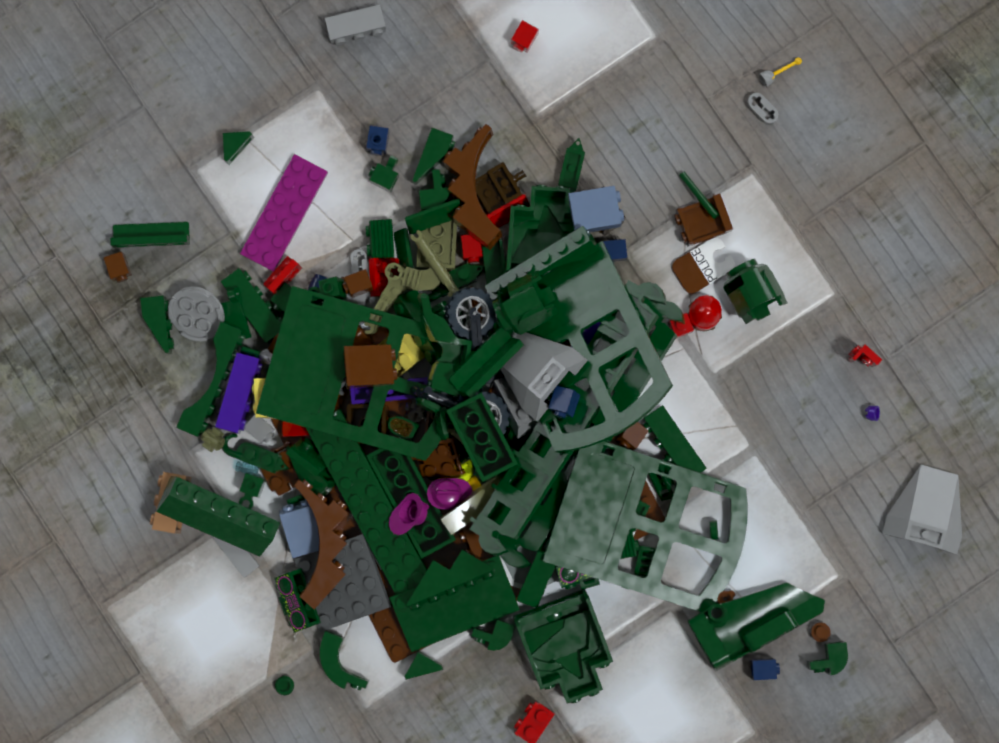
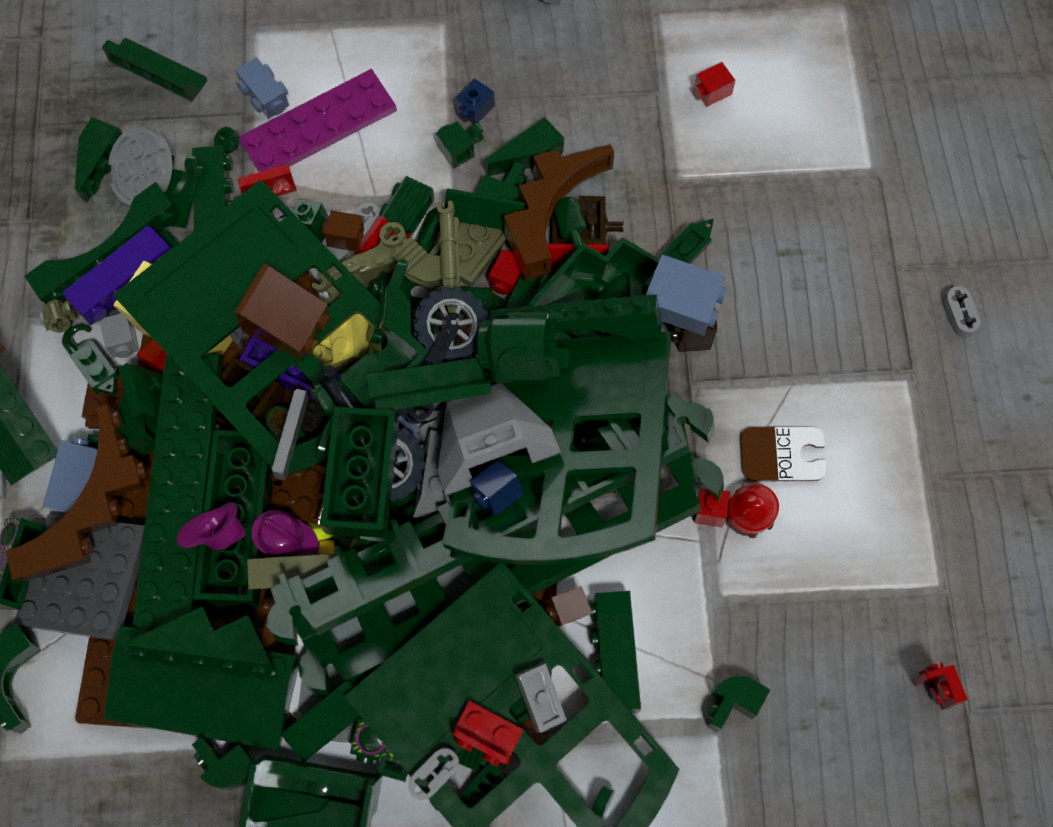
camera: 30 degrees right, 15 degrees down
(117, 267) = (95, 77): reddish brown brick -> none
(234, 144) = (313, 24): dark green slope -> none
(234, 260) = (228, 138): none -> dark green tile
(240, 213) = (264, 90): none -> sand blue brick
(246, 468) = (73, 373): clear light blue piece -> none
(252, 487) = (60, 396): dark green brick -> none
(417, 432) = (290, 434): none -> light grey tile
(422, 665) = (107, 746): dark green slope -> none
(492, 192) = (570, 220): none -> dark green piece
(611, 570) = (427, 768): none -> light grey beam
(617, 249) = (682, 371): dark blue brick -> none
(632, 533) = (487, 733): none -> red bracket
(650, 496) = (540, 697): none -> light grey plate
(657, 482) = (568, 687): dark green slope -> none
(698, 194) = (825, 366): dark green piece -> none
(699, 225) = (814, 399): reddish brown panel -> none
(752, 289) = (833, 513): dark green piece -> none
(755, 426) = (737, 693): none -> dark green brick
(767, 77) = (988, 278): hinge -> none
(873, 413) = (912, 772): dark purple hinge -> none

